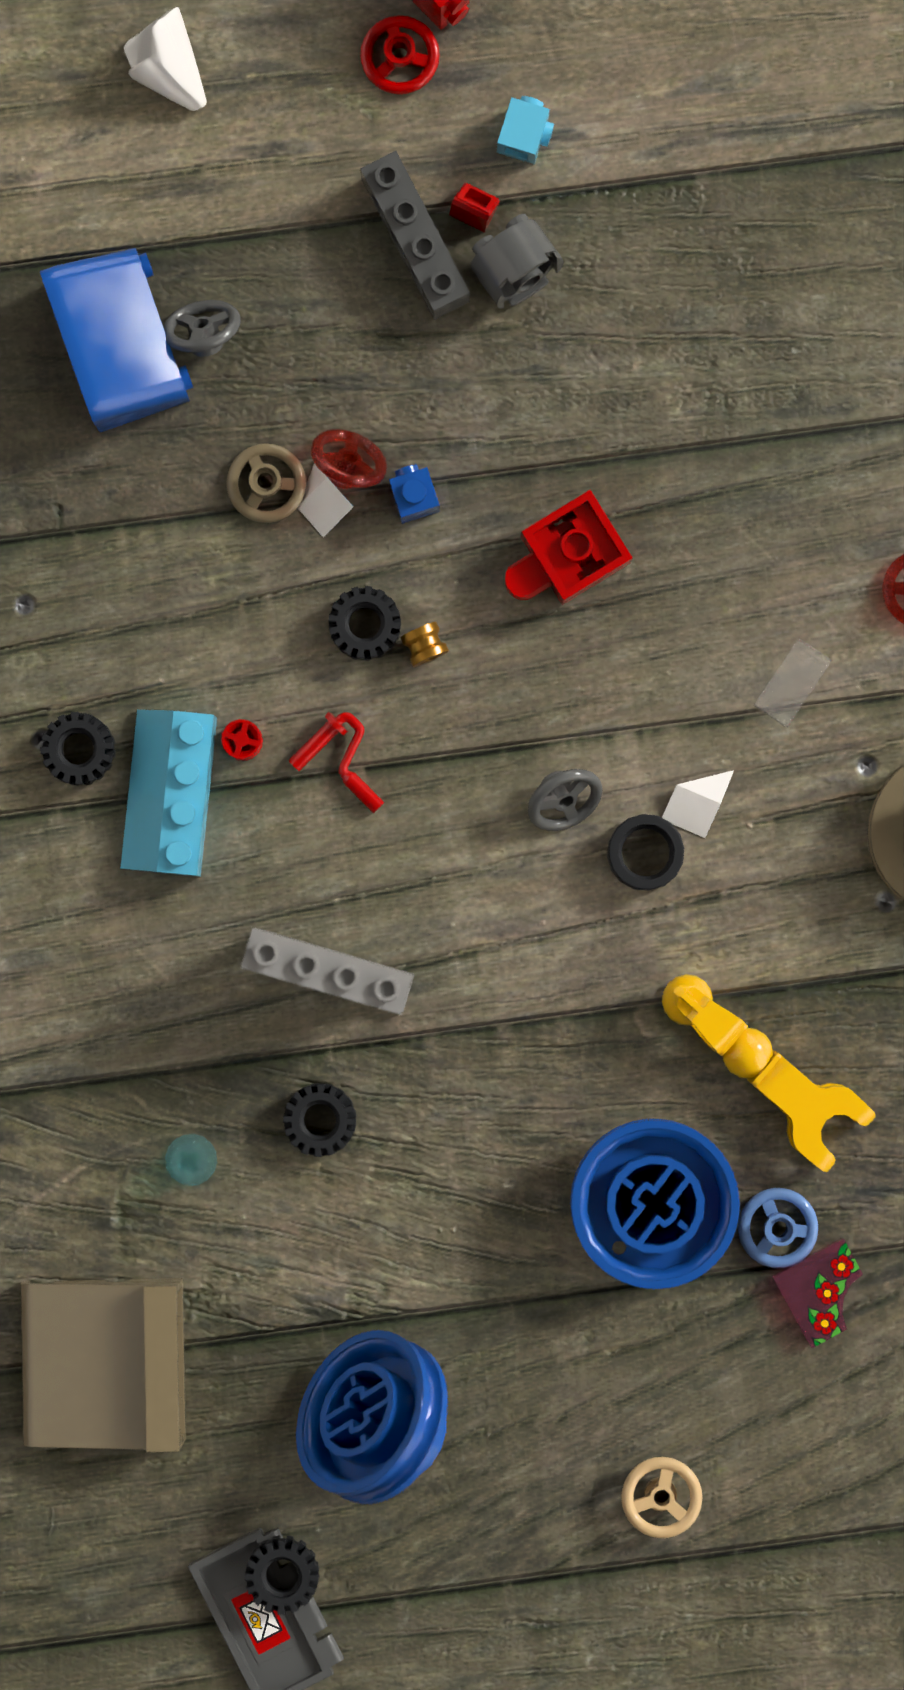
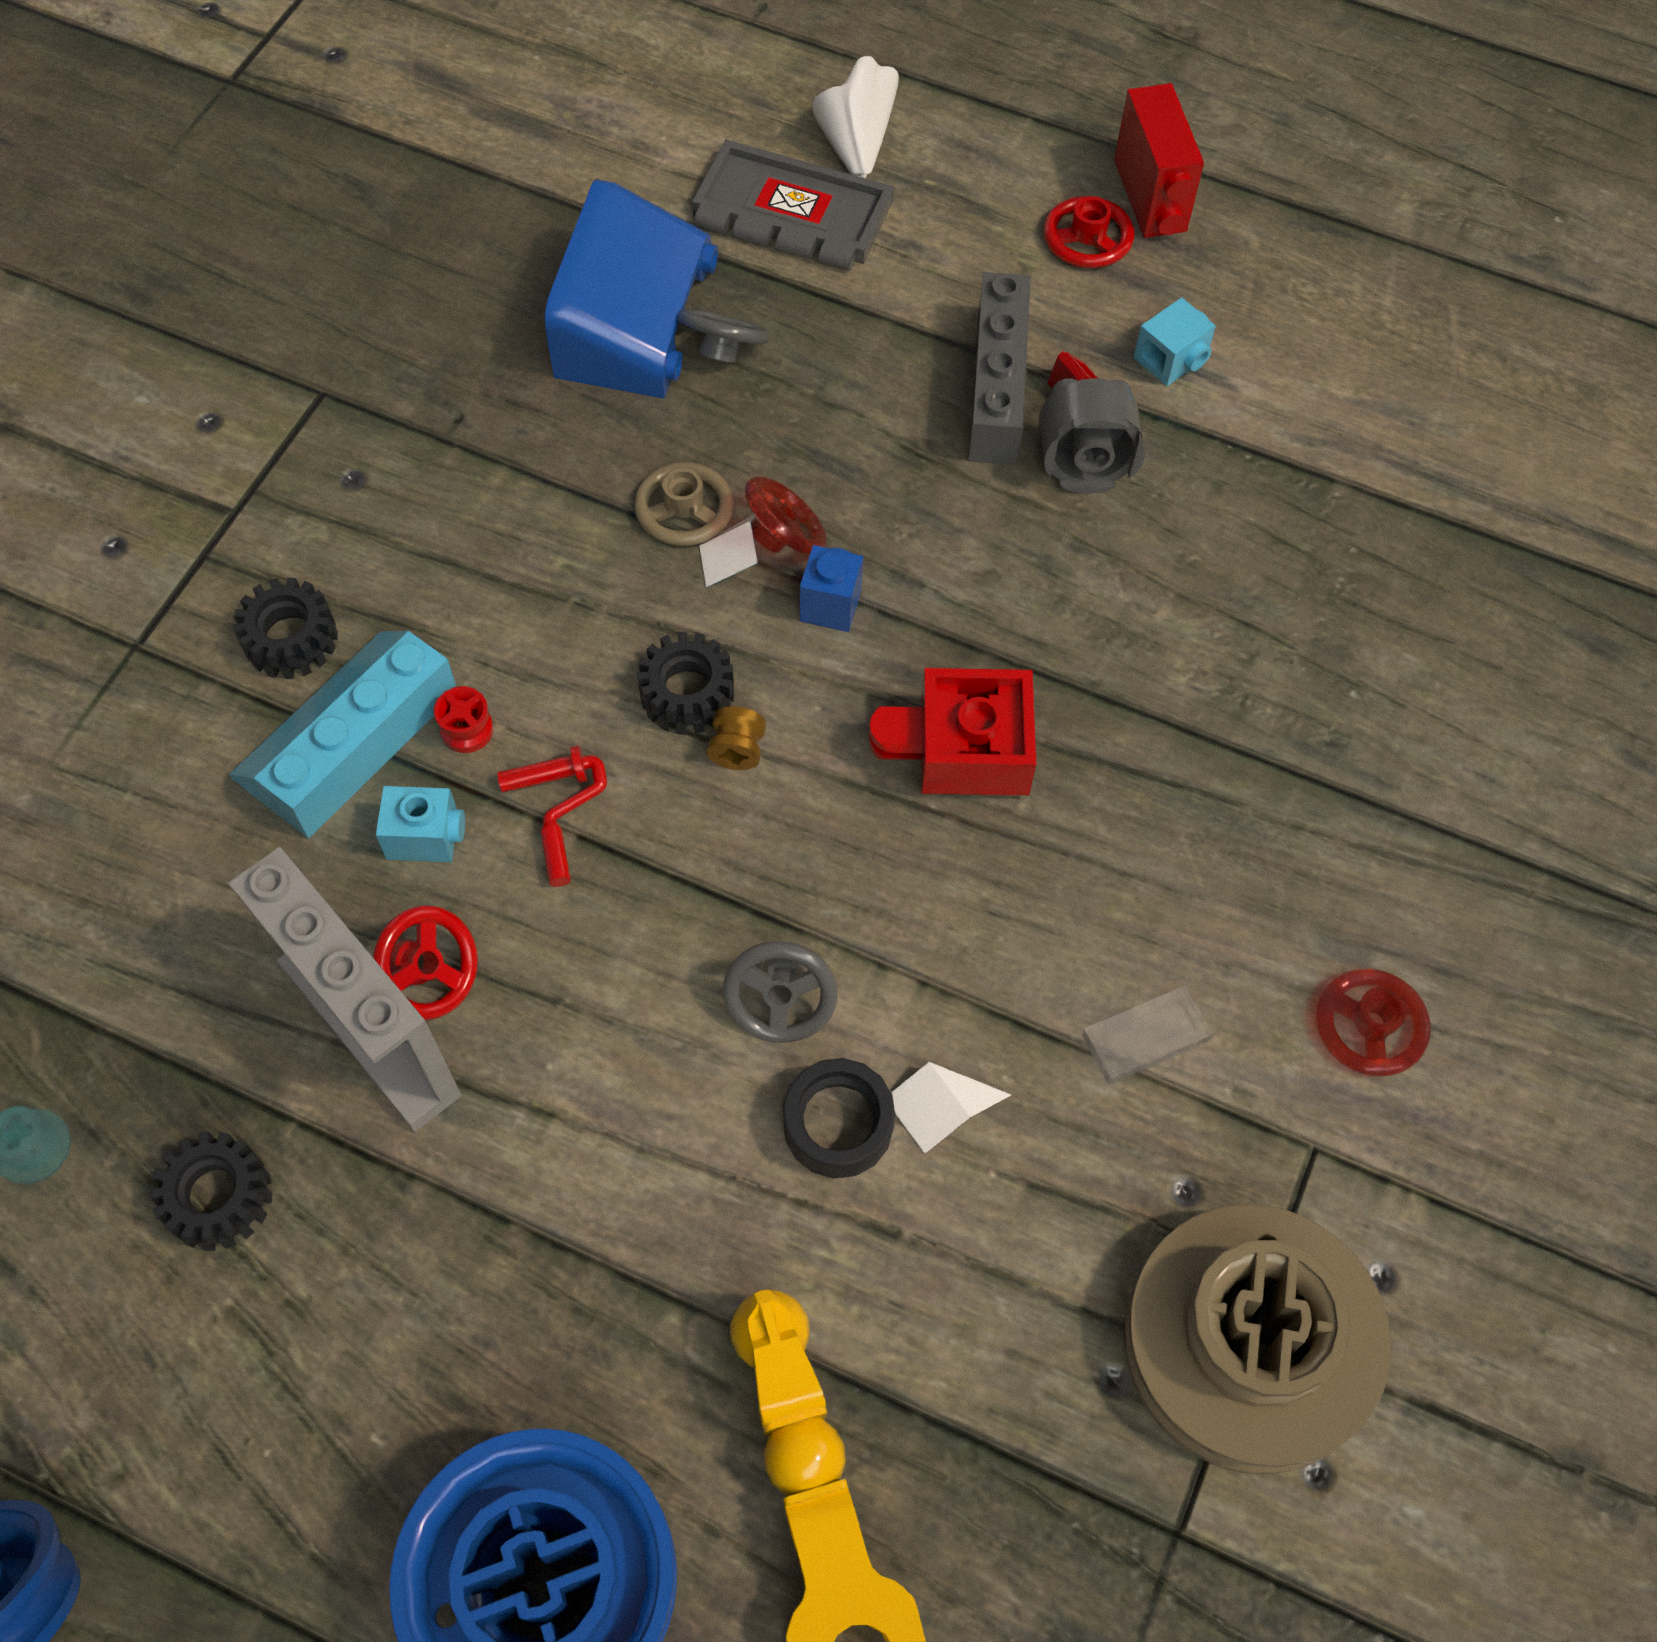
camera: 30 degrees right, 25 degrees down
(165, 166) = (793, 202): none -> dark grey hinge
(270, 828) = (419, 824): none -> medium azure brick
(335, 916) = (401, 959): none -> red piece

